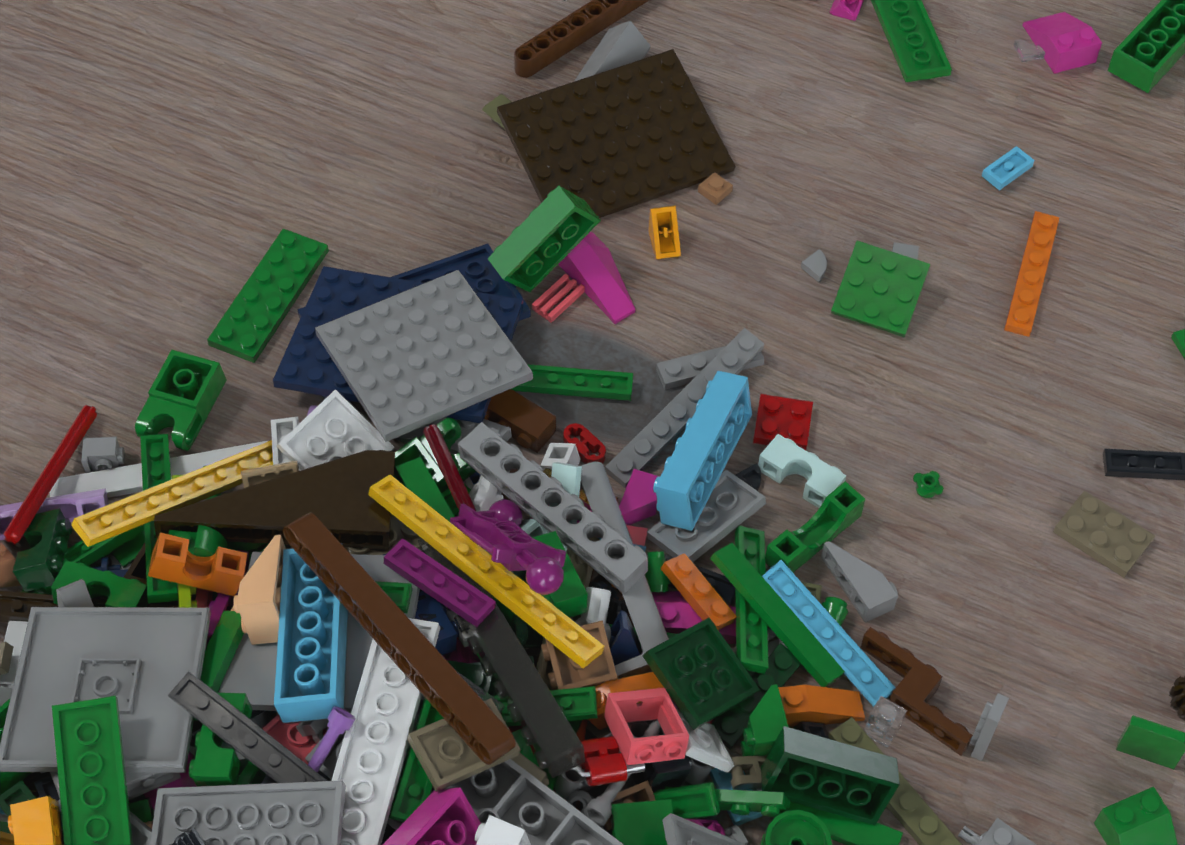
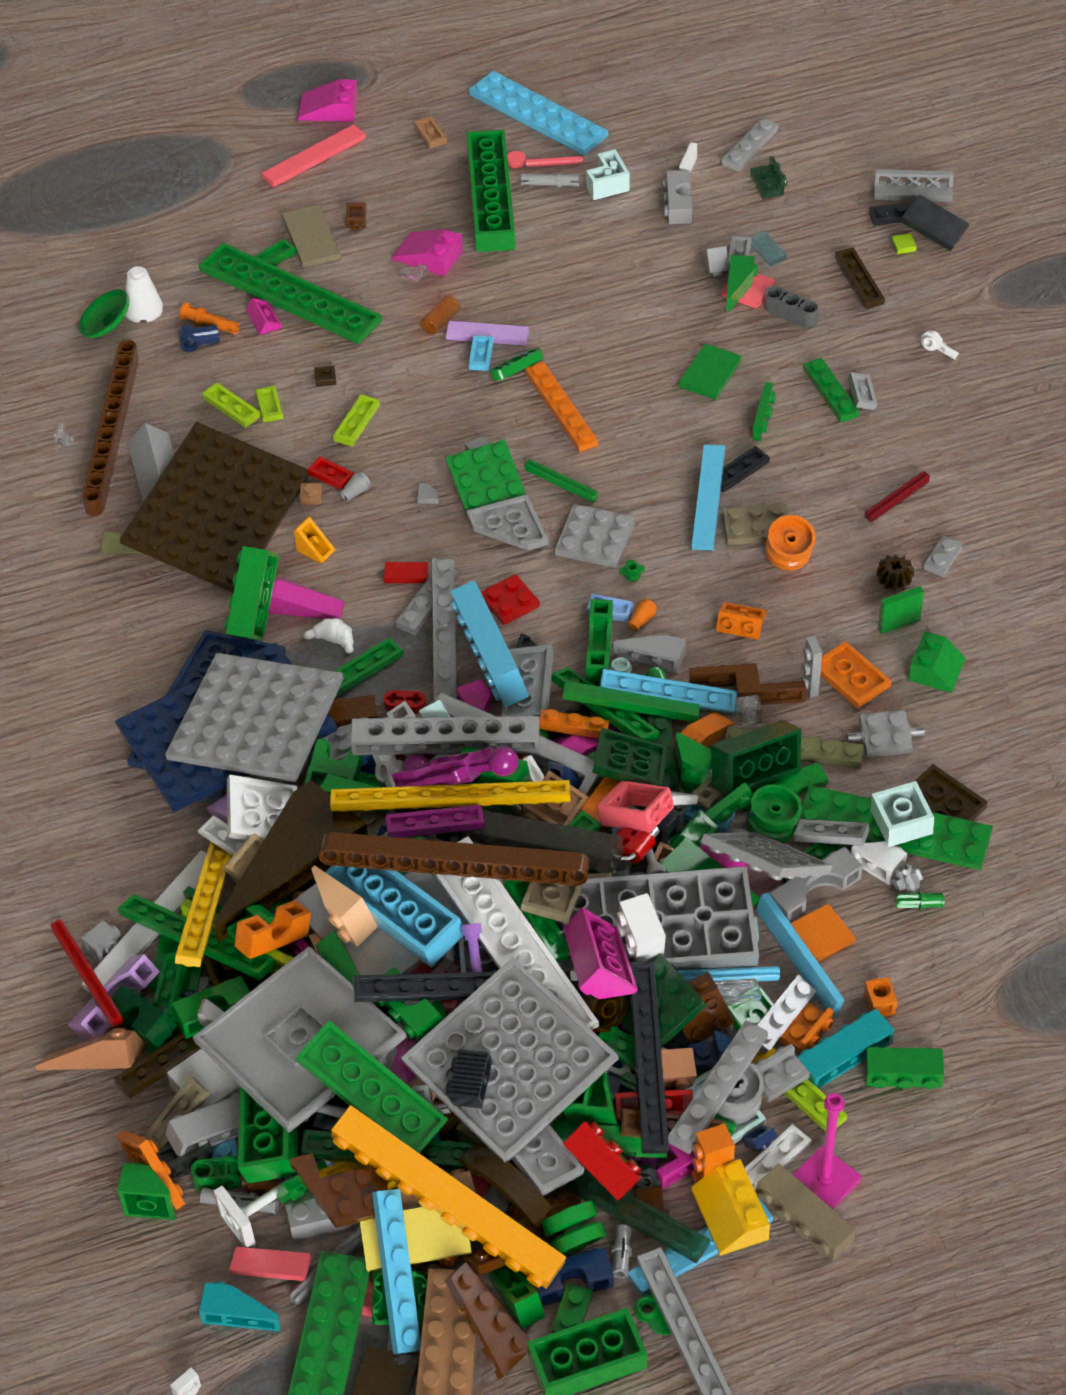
camera: 40 degrees left, 5 degrees down
(181, 398) = (115, 866): green brick -> none
(268, 295) = (91, 769): green plate -> none
(447, 466) = (353, 766): dark red axle -> none
(554, 296) = (287, 617): coral tile -> none
(596, 331) = (333, 631): none -> white piece
(716, 323) = (406, 572): none -> red tile
(732, 58) = (231, 405): none -> lime plate
(750, 182) = (330, 473): none -> red plate
(757, 210) = (356, 485): none -> light grey cone
(767, 81) = (269, 404): none -> lime tile
(785, 458) = (569, 612): light aqua arch -> none
(812, 572) = (621, 664): none -> light aqua plate
(825, 150) = (356, 420): none -> lime plate
(844, 90) = (325, 376): none -> dark brown tile
(861, 349) = (510, 522): none -> light grey plate
(875, 511) = (621, 608): none -> light blue tile
(889, 535) = (642, 614): none -> orange cone
(930, 423) = (595, 536): none -> light grey plate
(954, 345) = (561, 481): none -> green axle
(981, 618) = (740, 620): none -> orange bracket
(1007, 105) = (440, 315): none -> clear orange pin
(1030, 201) = (516, 364): none -> green beam
(1035, 768) = (853, 675): none -> orange plate
(1045, 162) = (501, 333): none -> lavender tile
(1079, 469) = (708, 497): none -> medium azure tile
(1115, 563) = (790, 542): none -> orange wheel

